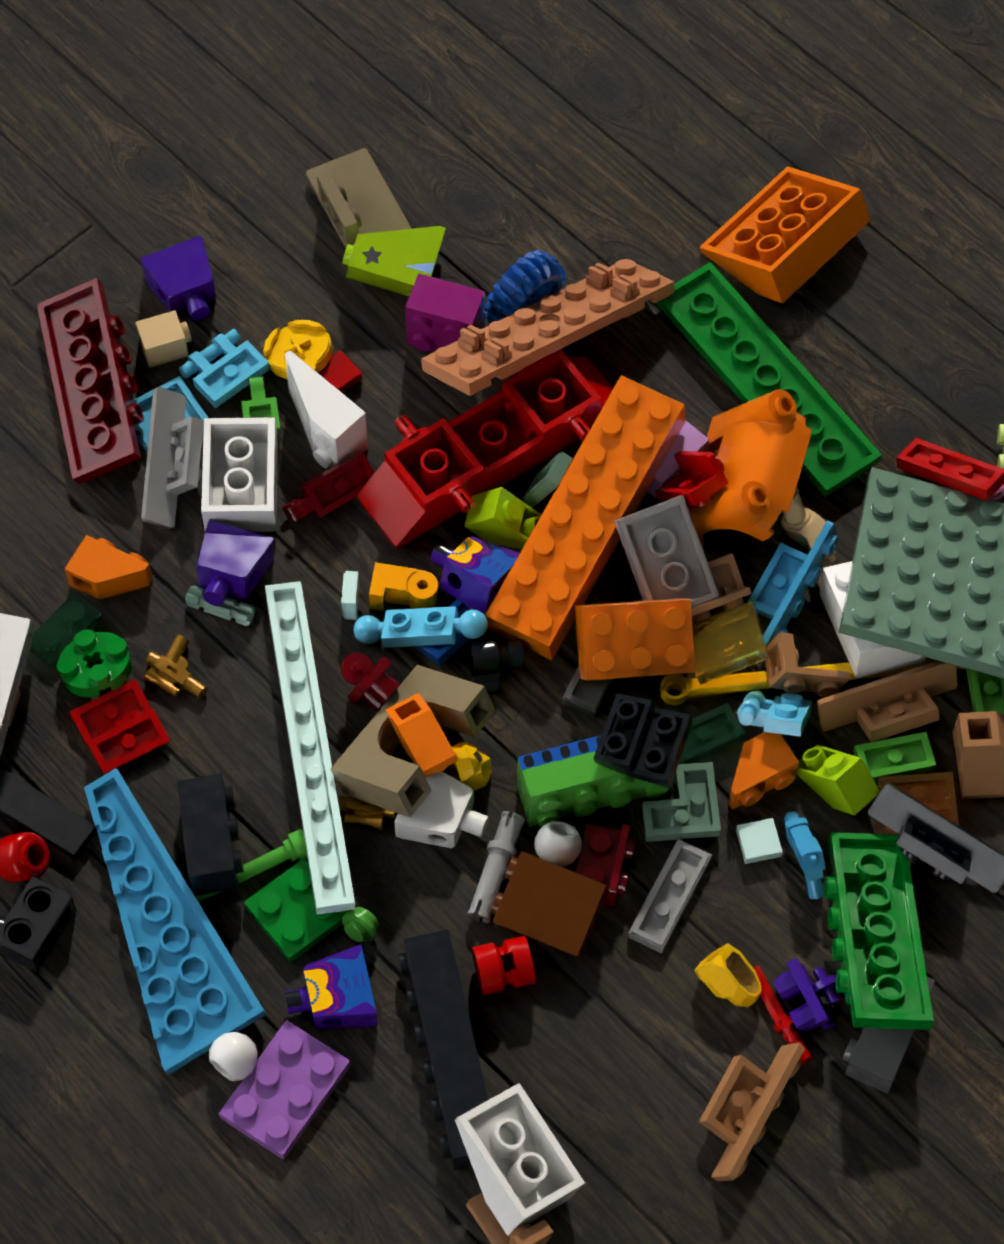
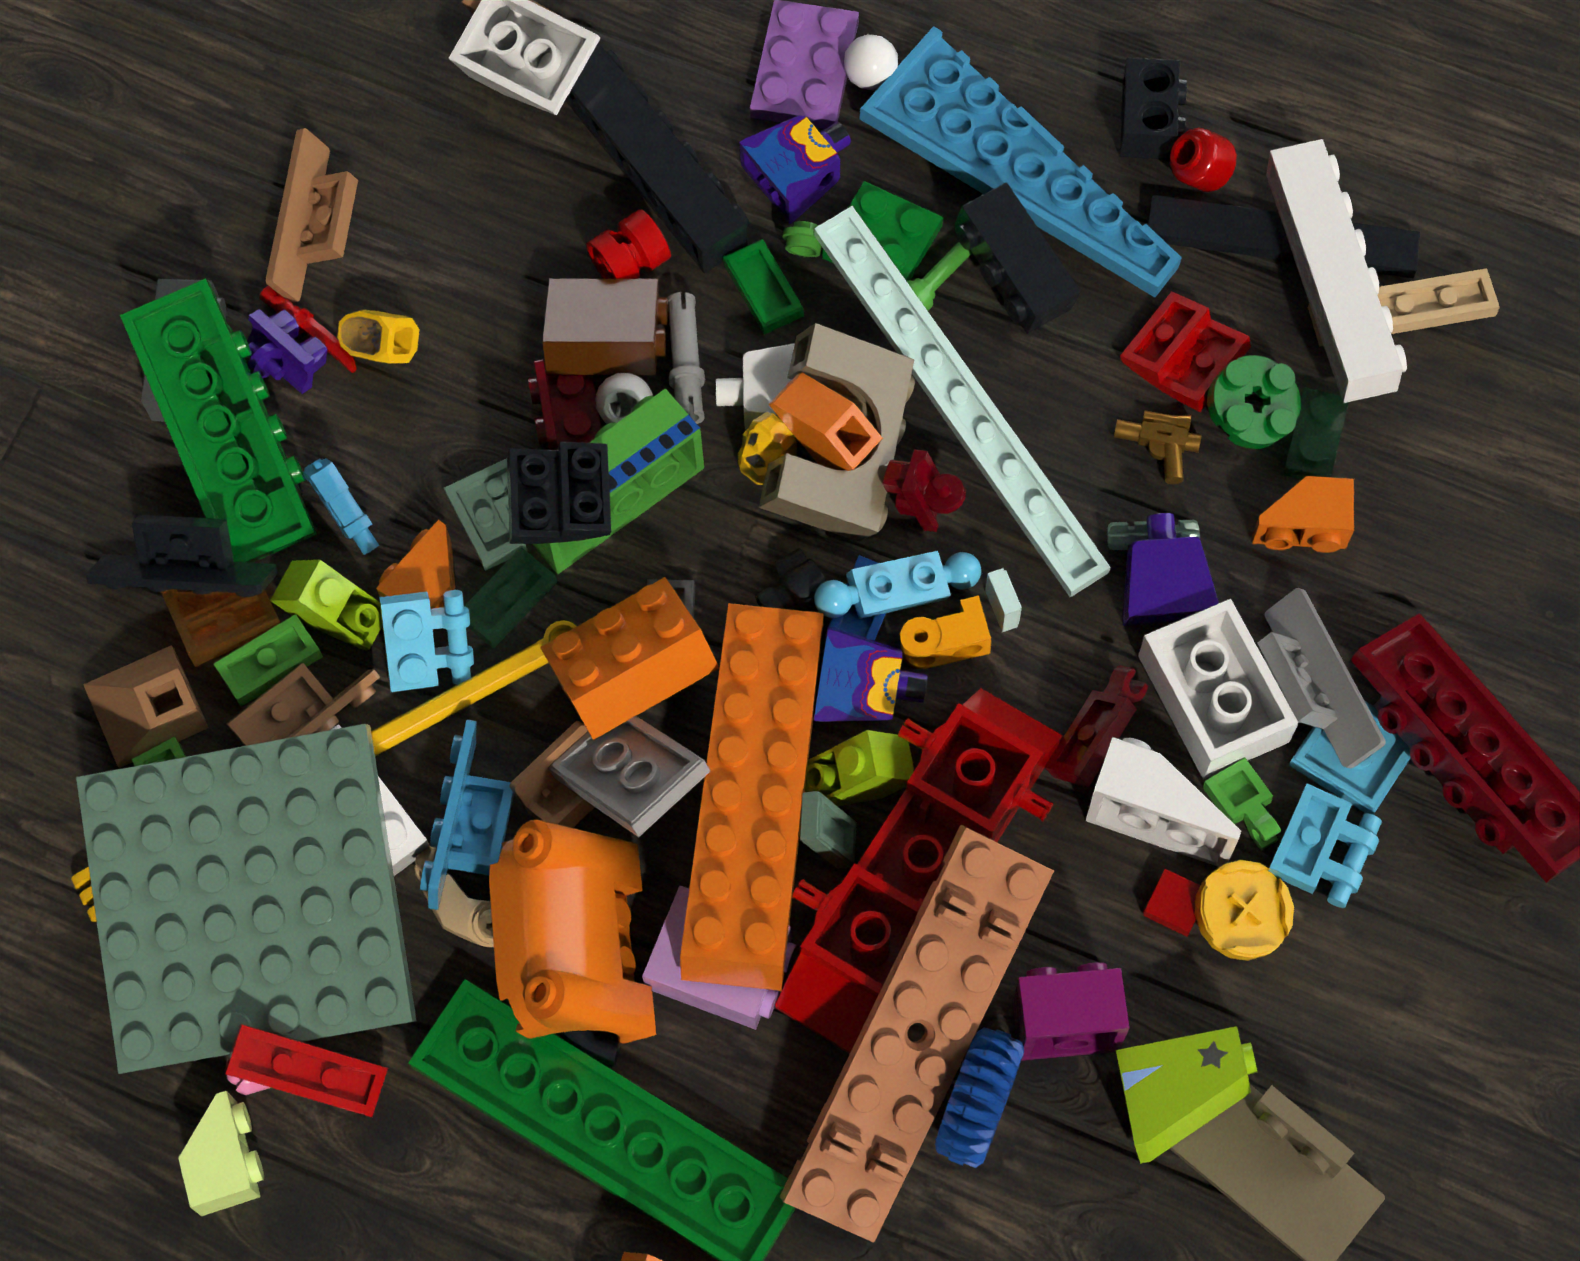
camera: 160 degrees right, 5 degrees up
(163, 338) = (1424, 848): tan brick -> none
(181, 277) = (1450, 948): dark purple torso -> none
(407, 905) = (763, 286): none -> green tile
(669, 896) = (478, 408): light grey tile -> none
(699, 479) = (633, 875): red bracket -> none
(728, 642) = (516, 707): clear yellow tile -> none
(759, 840) = (398, 506): light aqua tile -> none
(786, 675) = (418, 689): medium nougat bracket -> none

